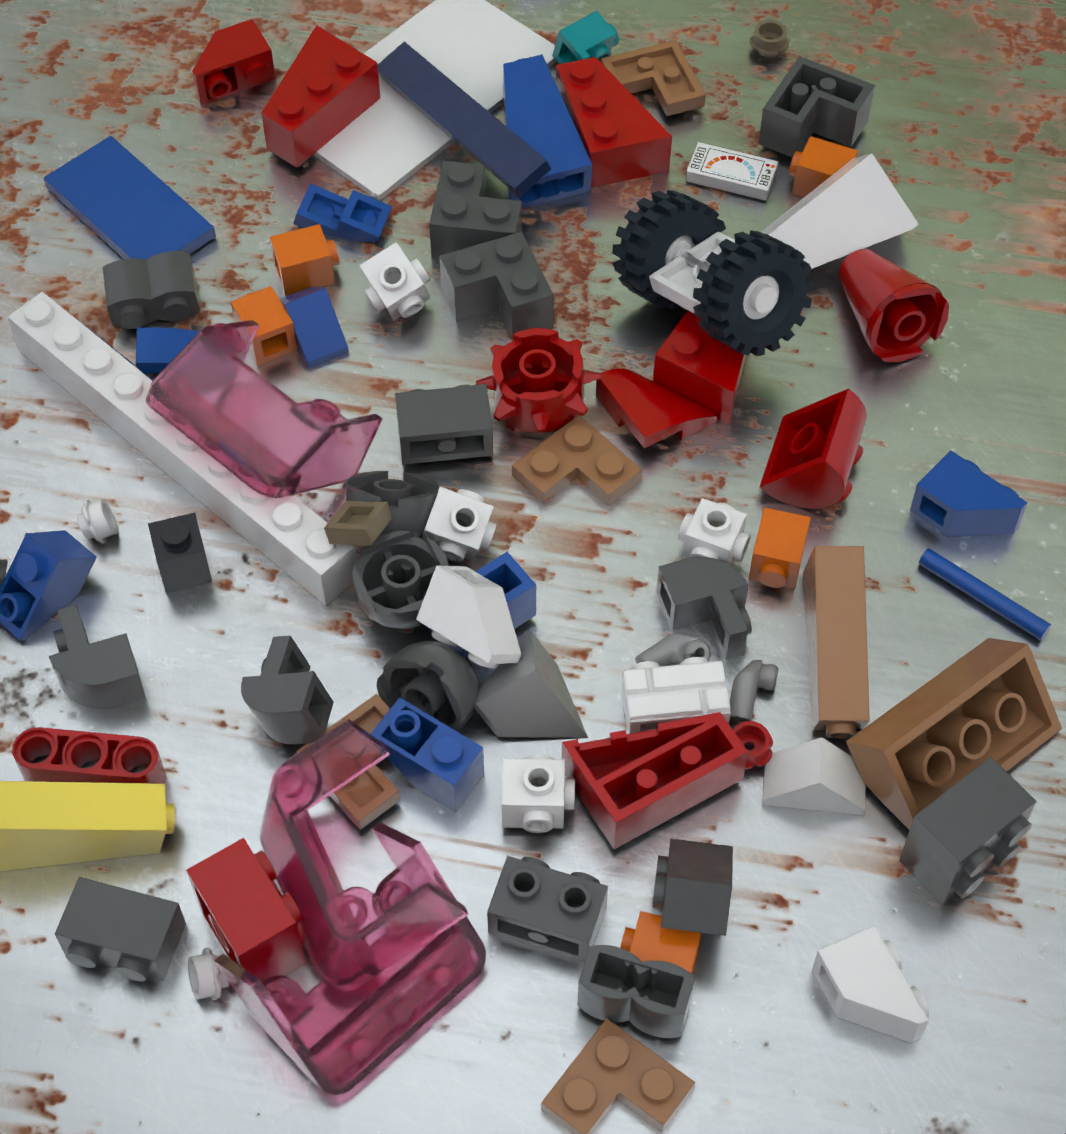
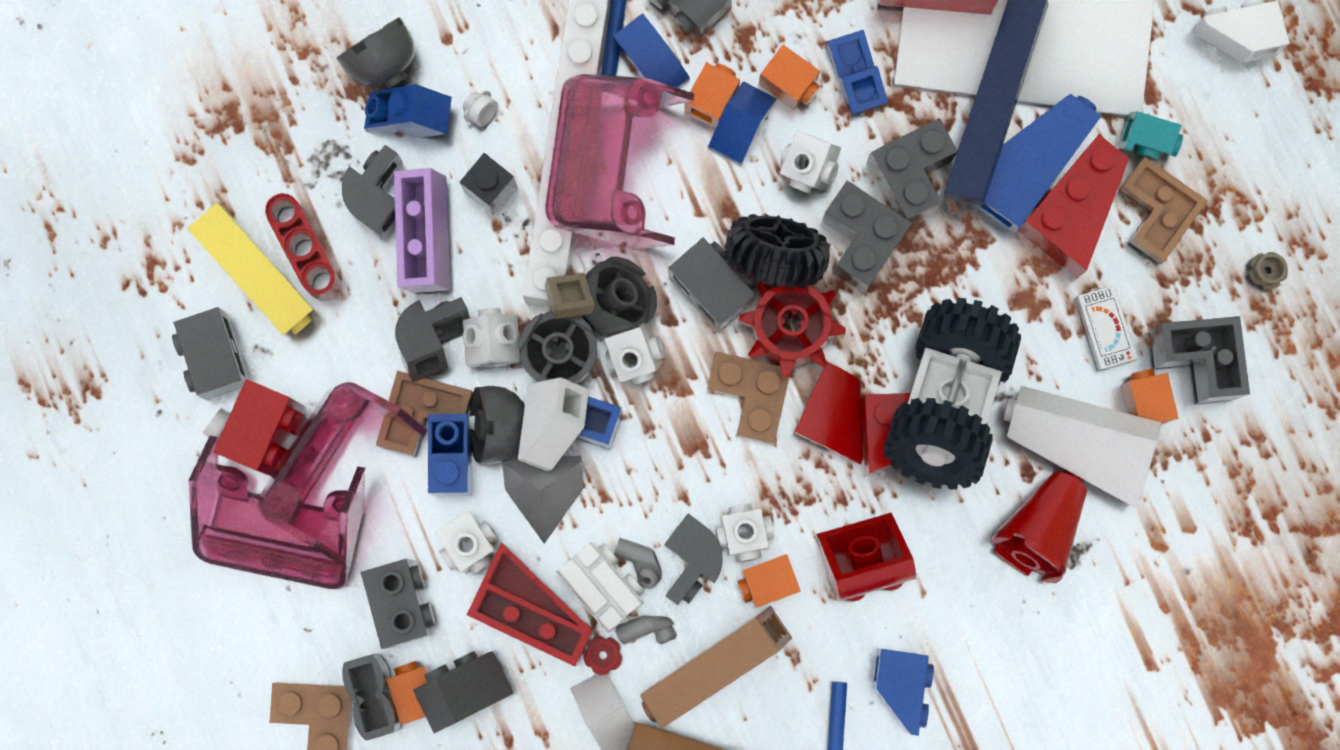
camera: 55 degrees right, 25 degrees up
(174, 634) = (422, 230): none -> lavender brick
(339, 641) = (491, 339): none -> white brick
(459, 342) = (777, 251): none -> black gear

